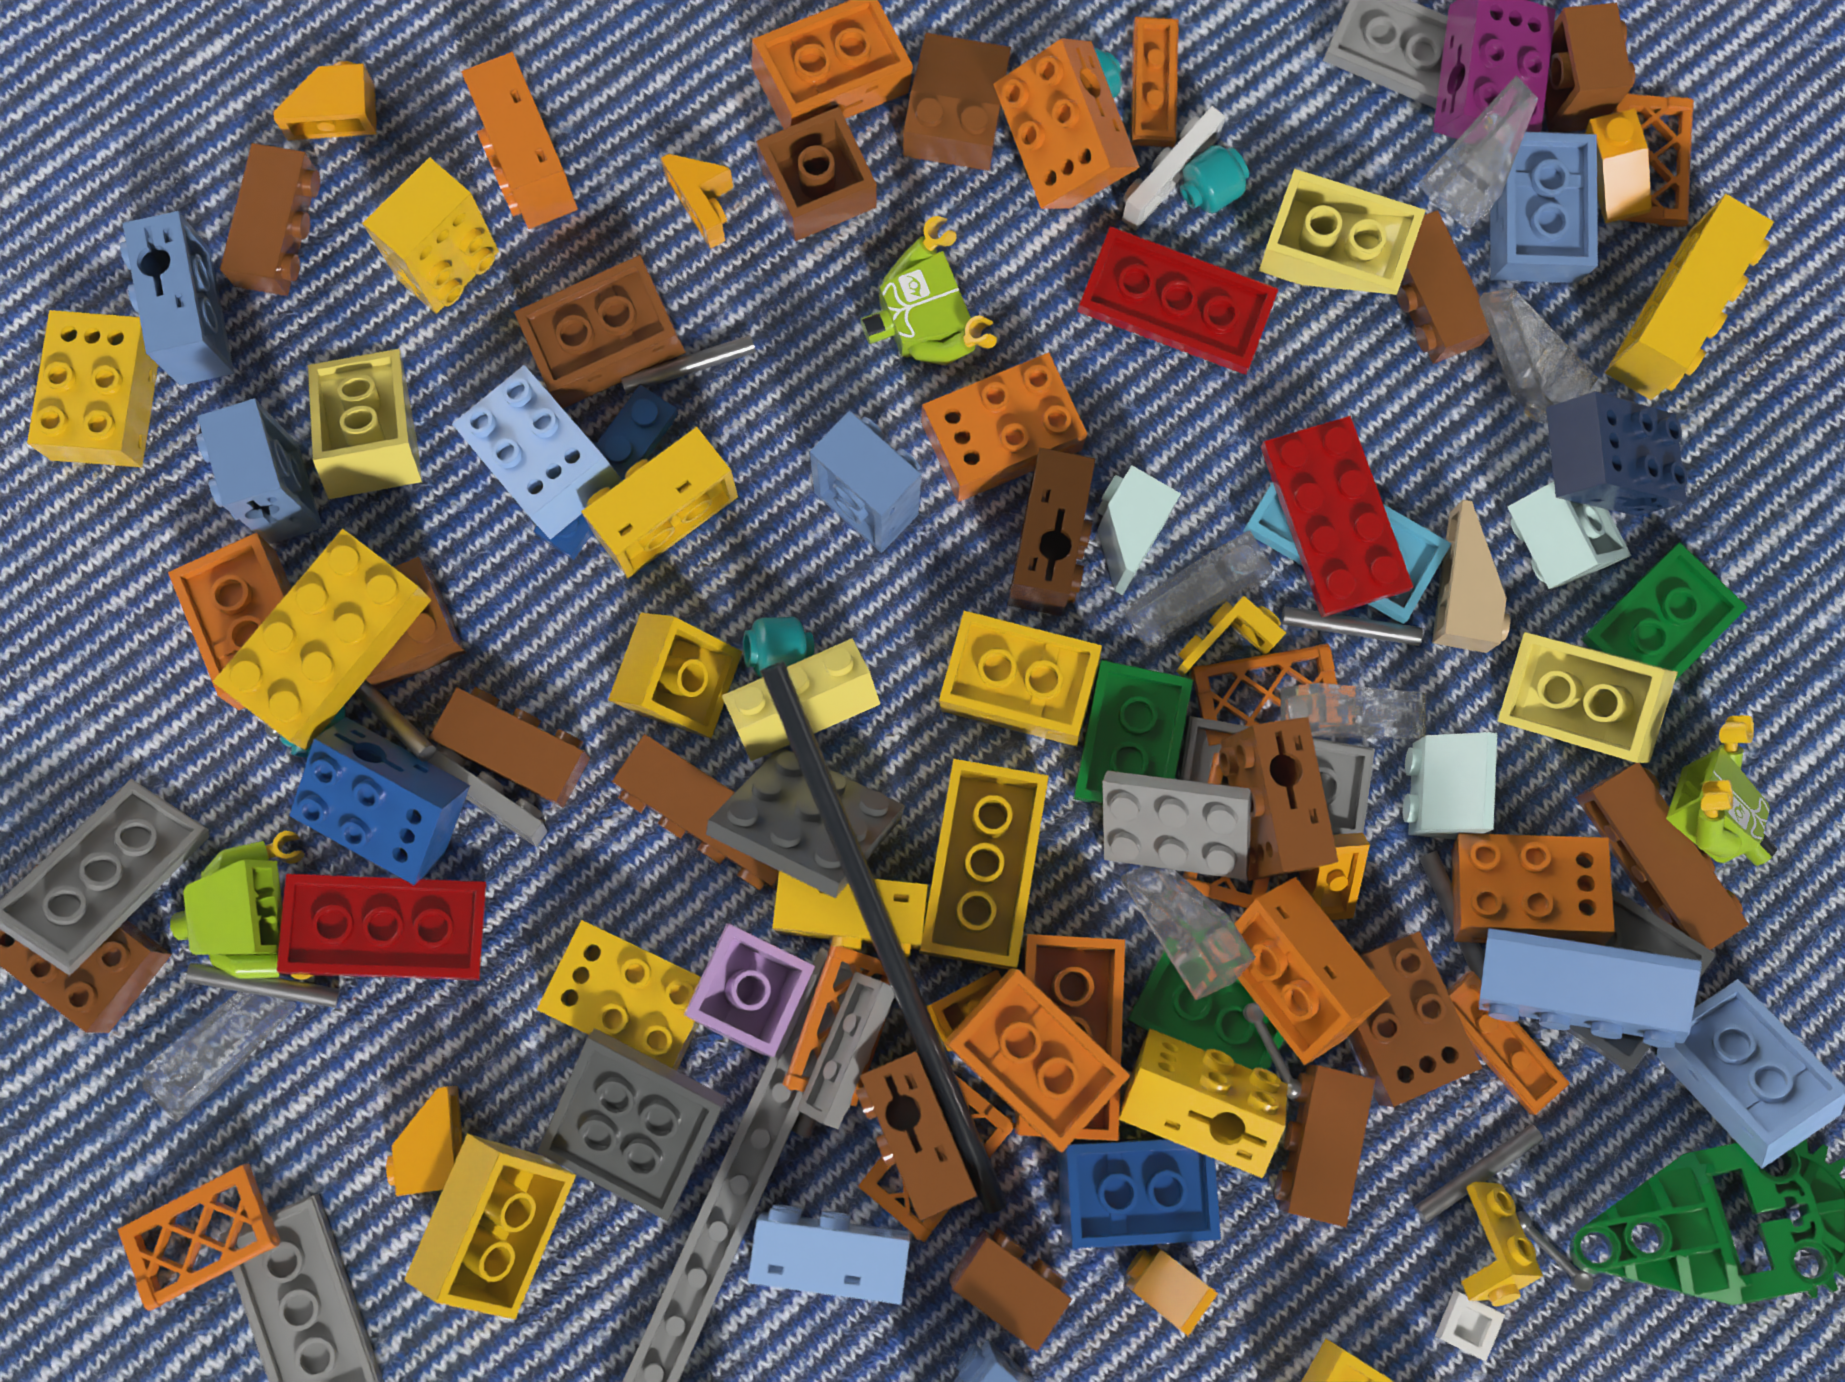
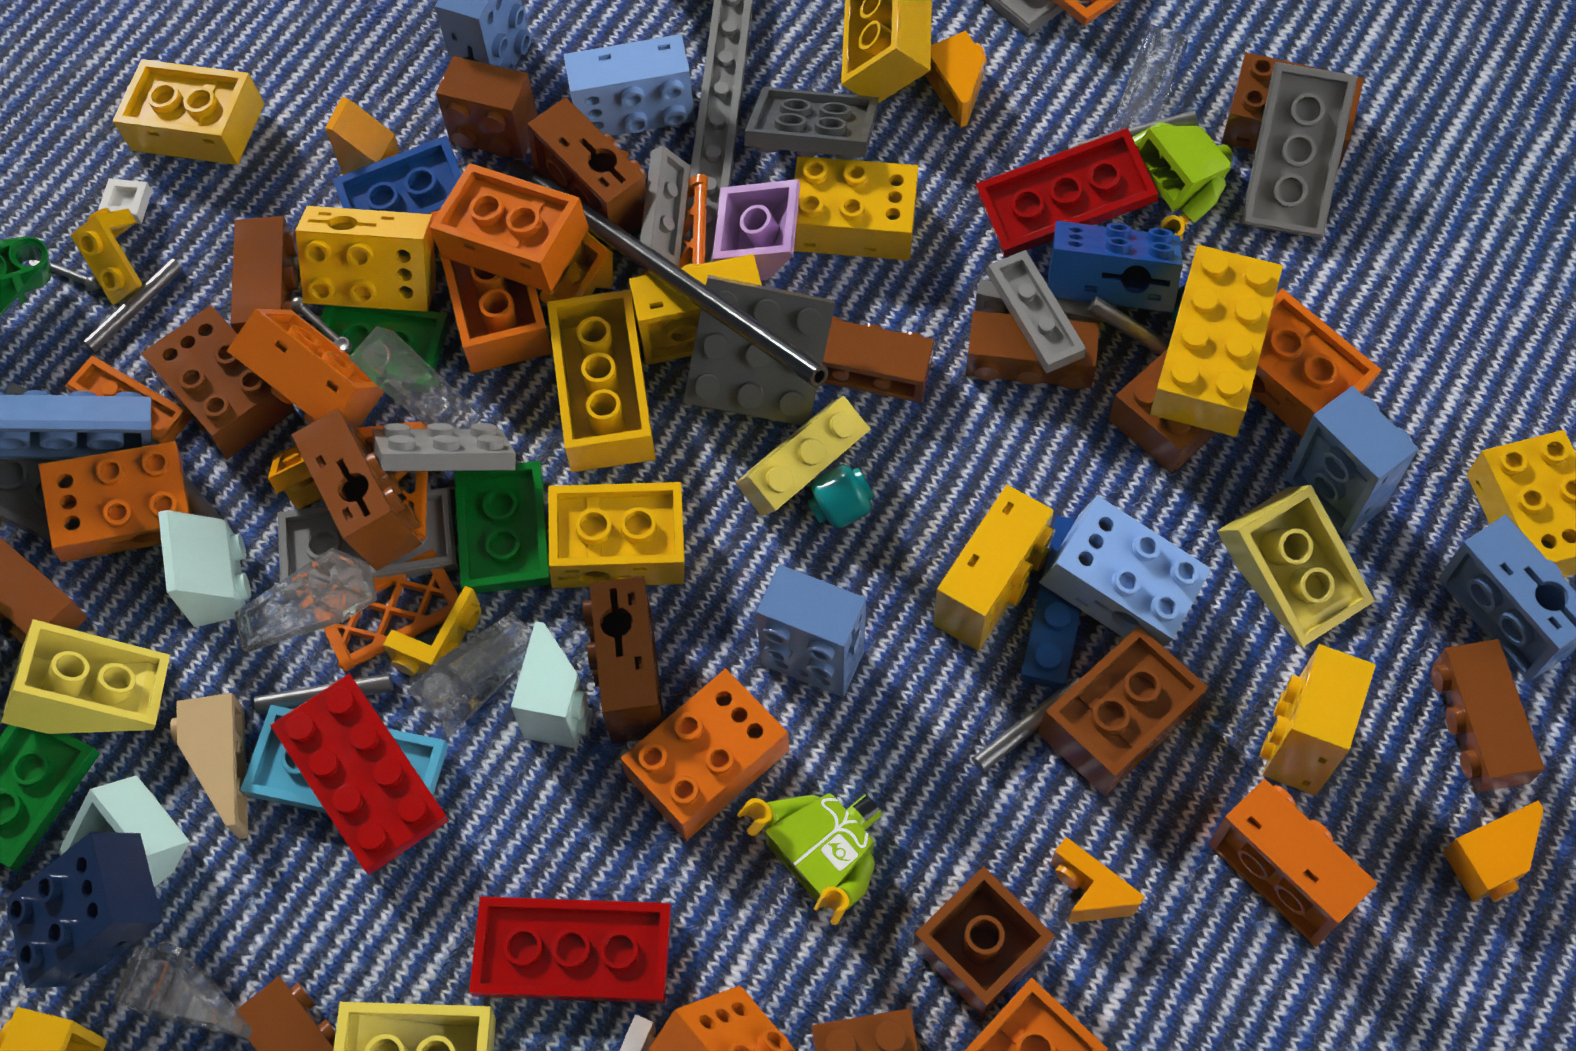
camera: 170 degrees right, 15 degrees down
(491, 763) = (1036, 311): none -> light grey plate
(675, 674) = (921, 446): yellow slope -> none

